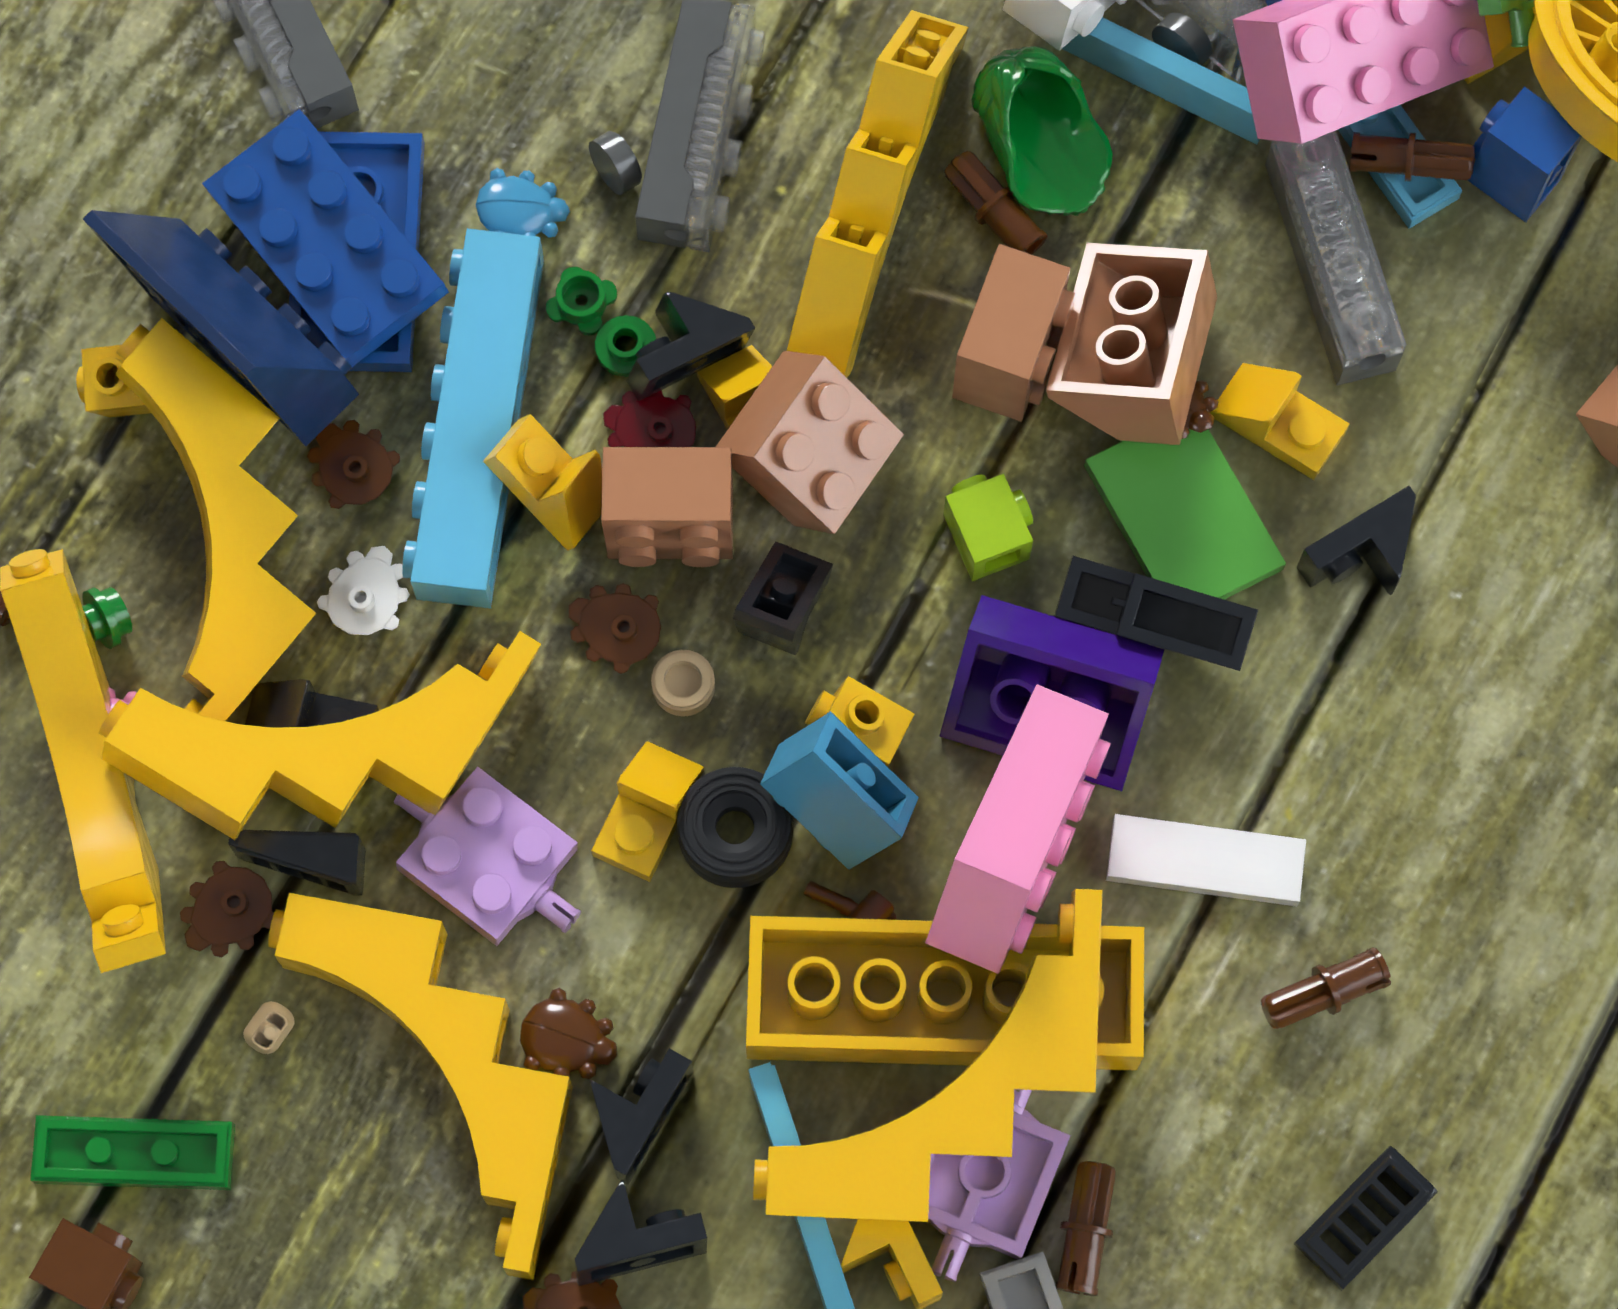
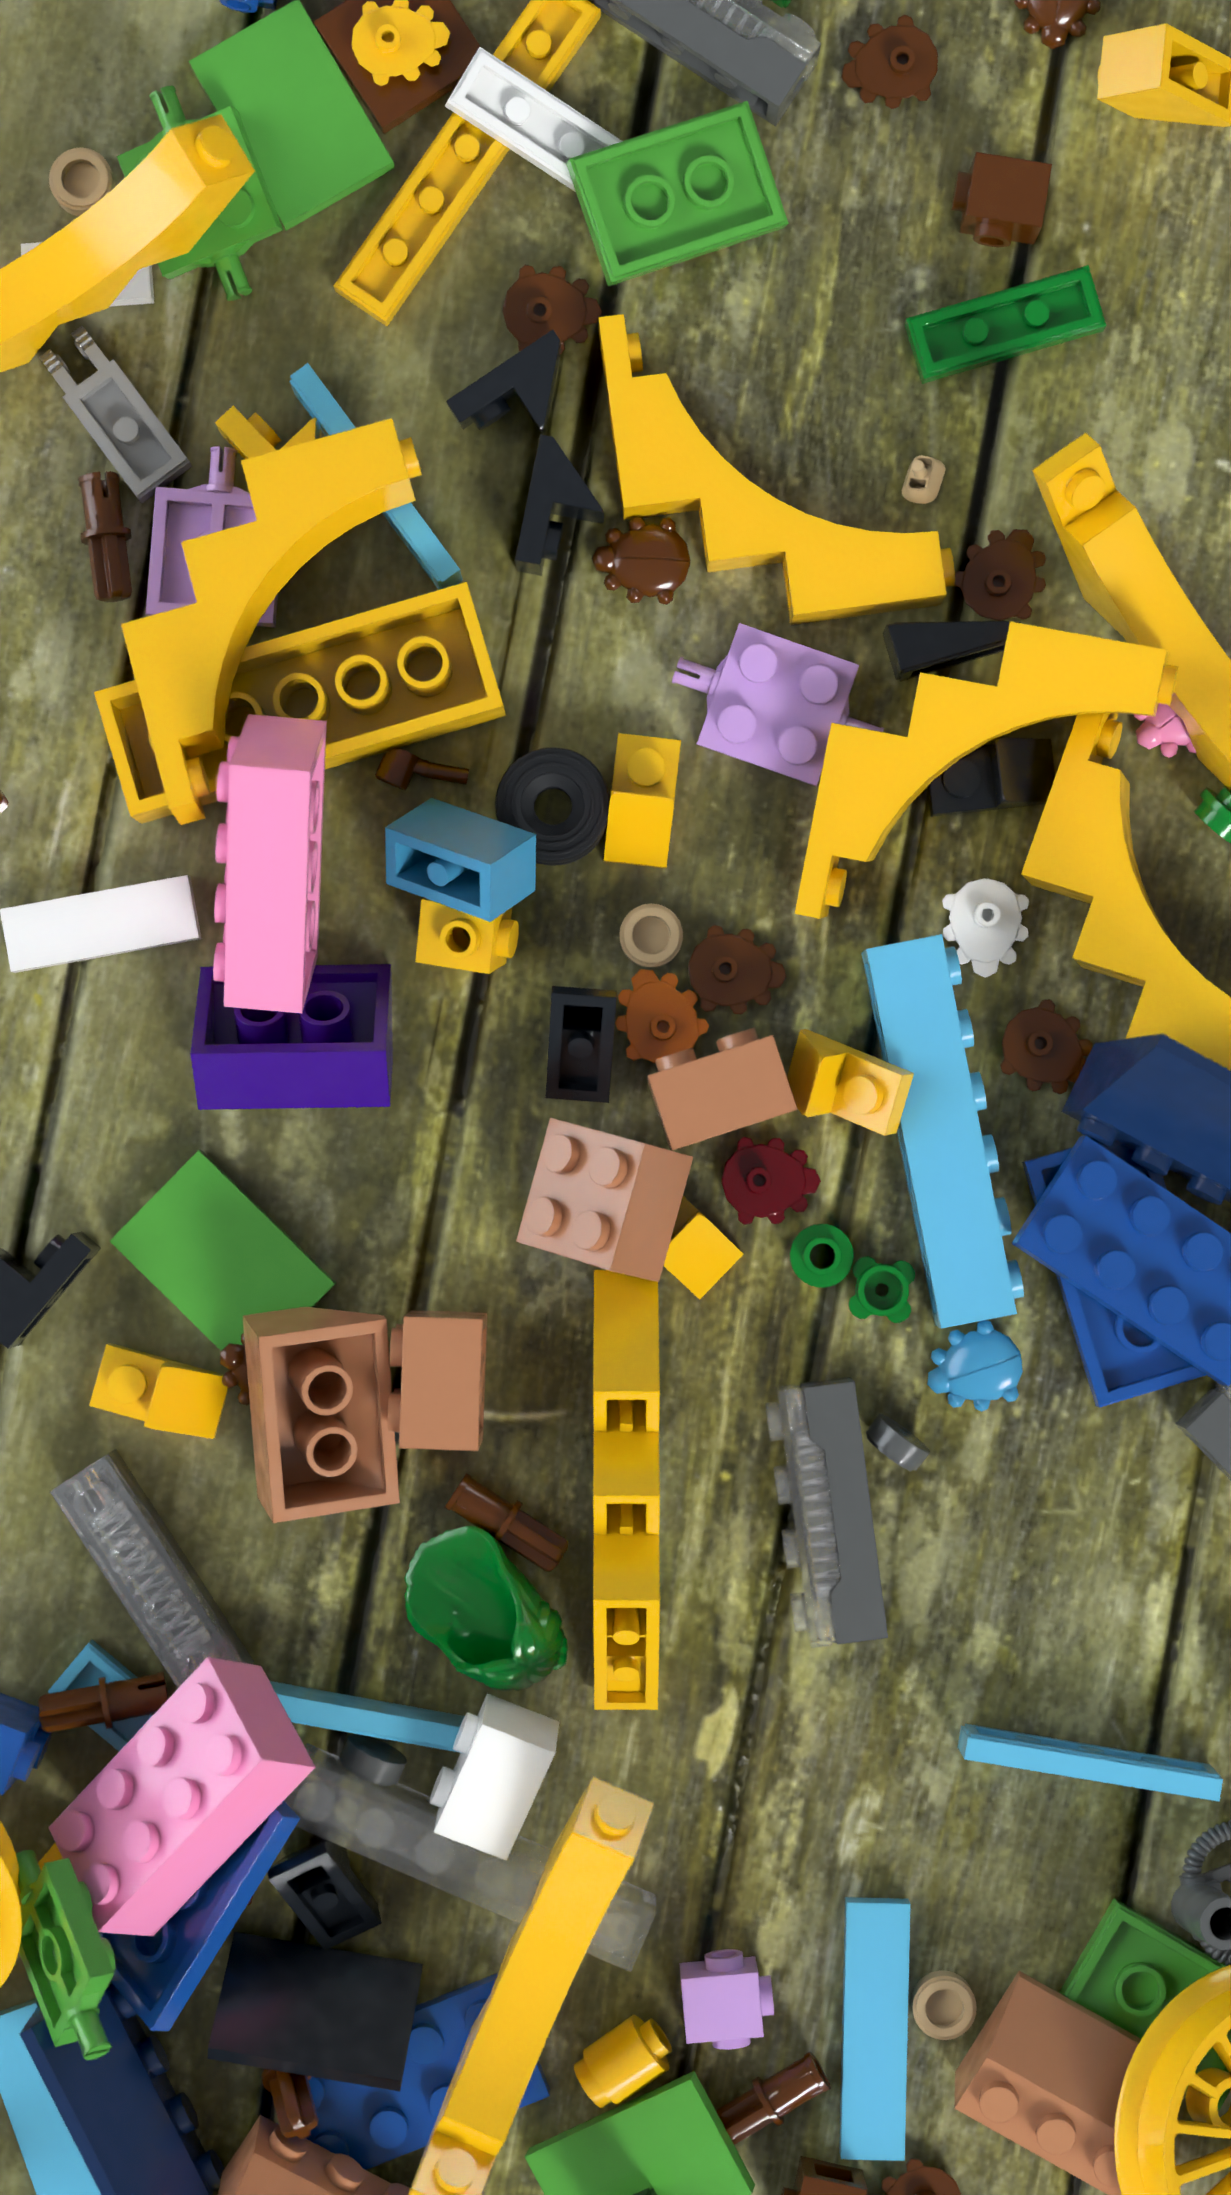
camera: 160 degrees right, 15 degrees up
(698, 338) = (749, 1280): black slope -> none
(700, 605) = (658, 1017): none -> orange piece
(989, 524) = (407, 1185): lime brick -> none
(1156, 613) = (218, 1142): black slope -> none

